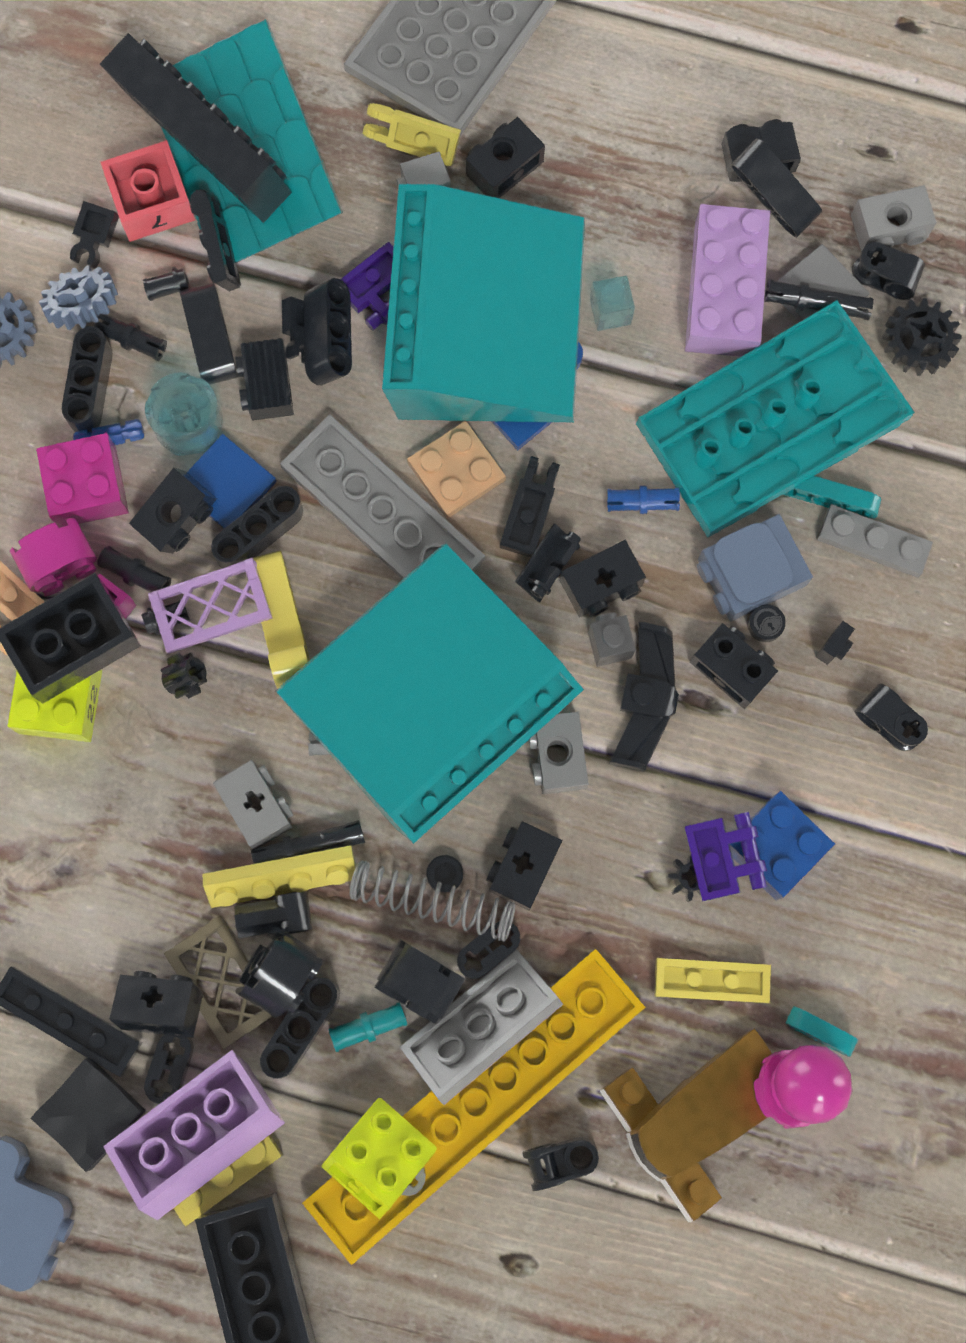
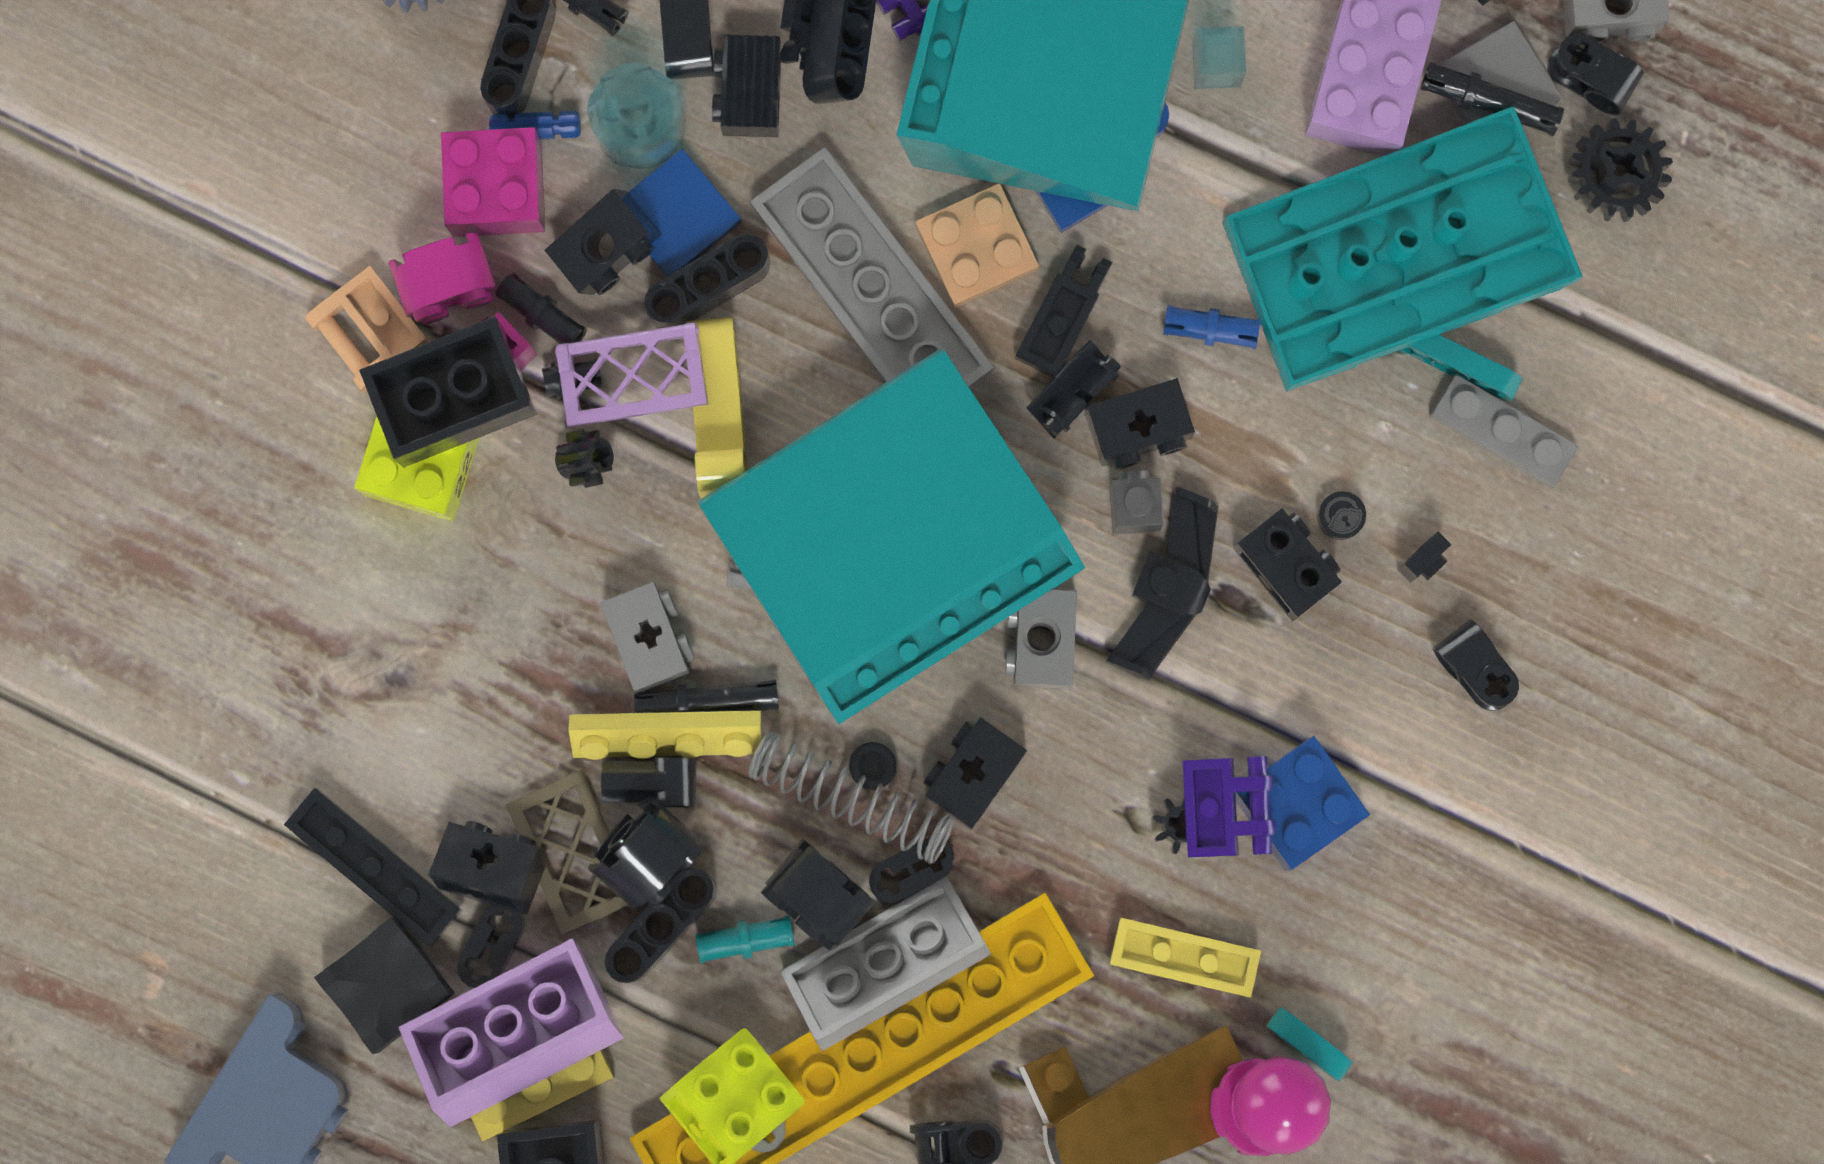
camera: 15 degrees right, 5 degrees up
(753, 567) = (1337, 441): sand blue brick -> none

